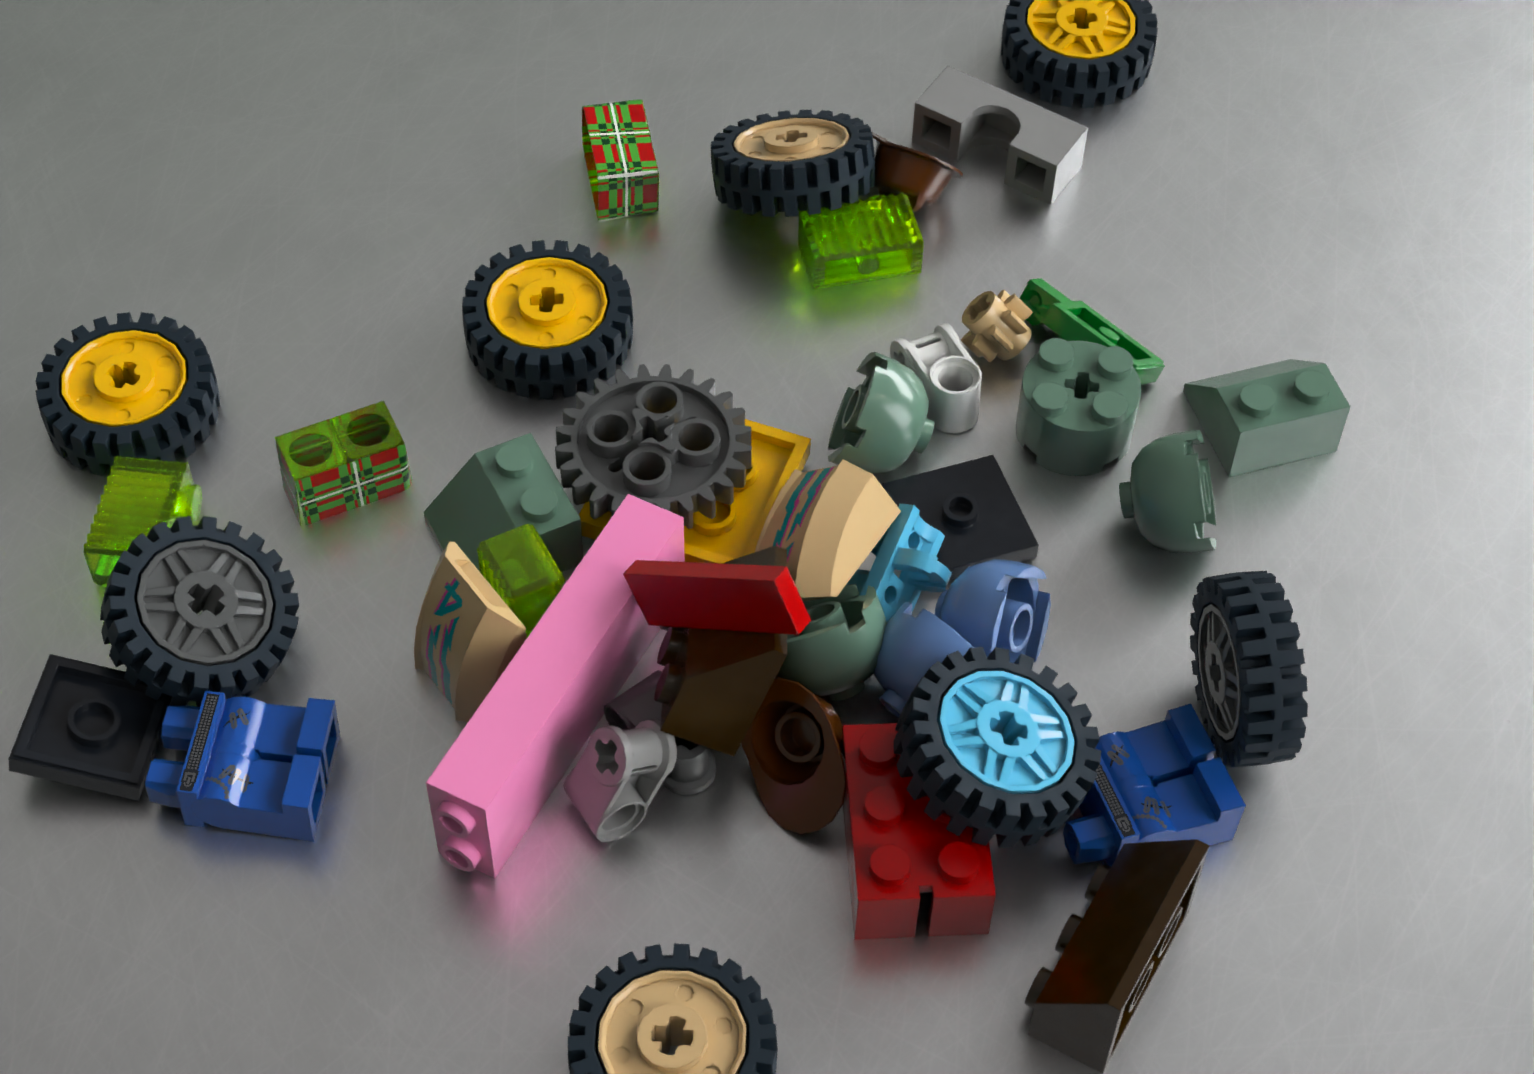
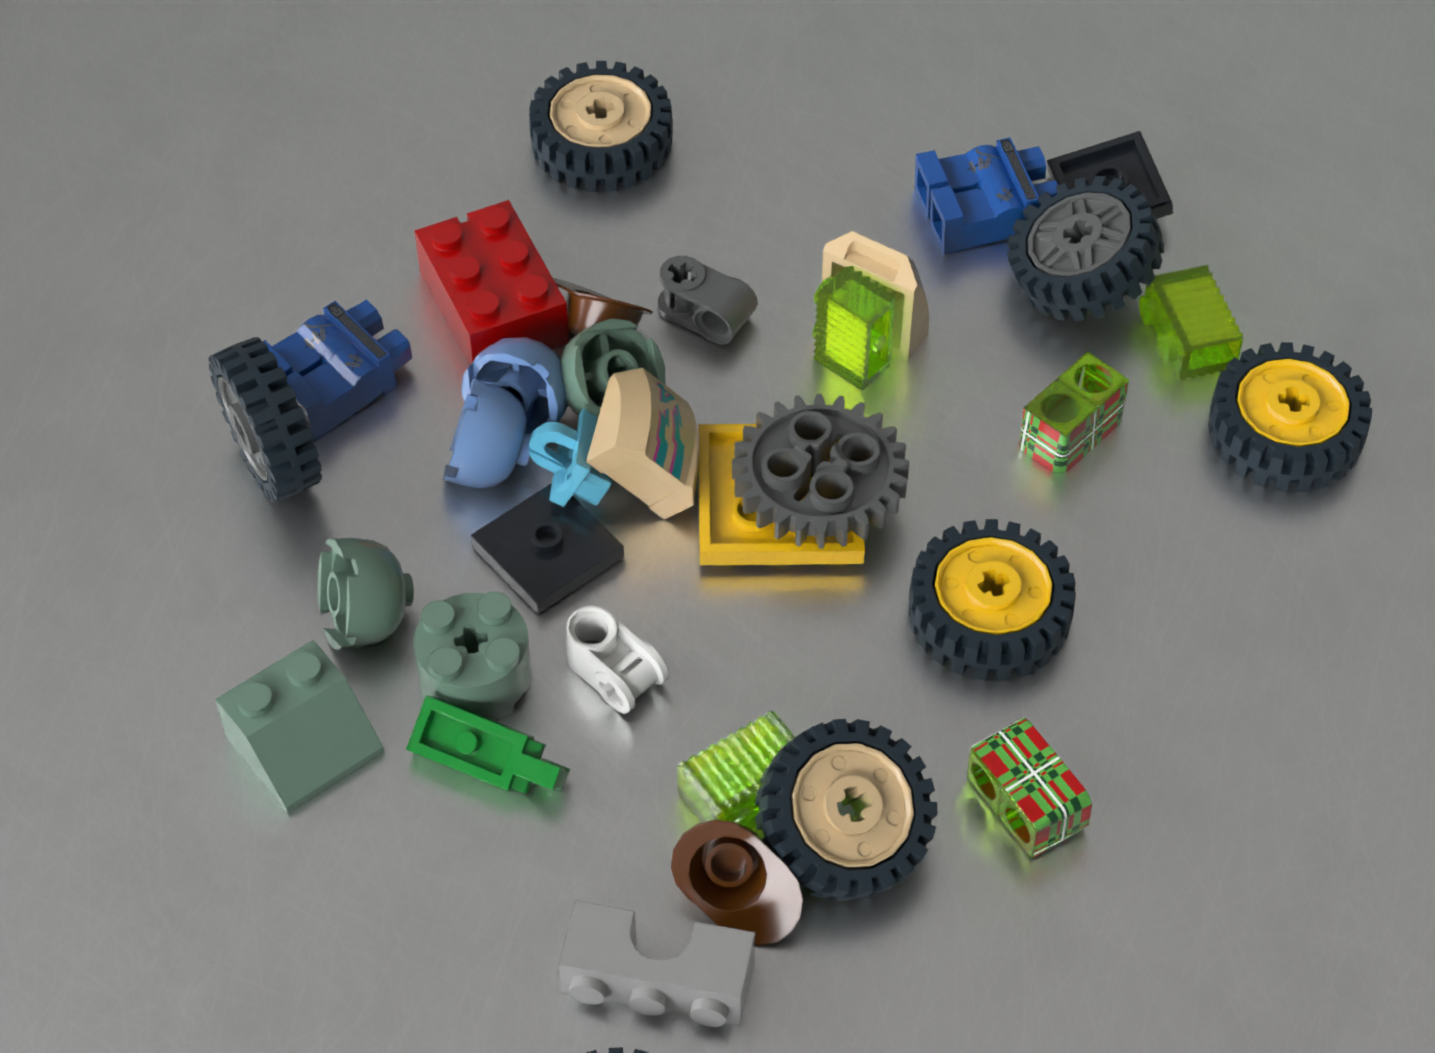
camera: 160 degrees right, 0 degrees up
(502, 492) = (925, 412): sand green slope -> none
(549, 695) = (789, 274): bright pink brick -> none
(620, 777) = (720, 242): piece -> none
(718, 596) = (684, 272): red tile -> none
(718, 676) = (679, 310): dark brown slope -> none
(882, 417) = (644, 581): sand green cylinder -> none
(996, 325) = (576, 718): tan gear -> none
(996, 747) = (441, 287): wheel -> none
(1114, 948) = (319, 240): dark brown slope -> none

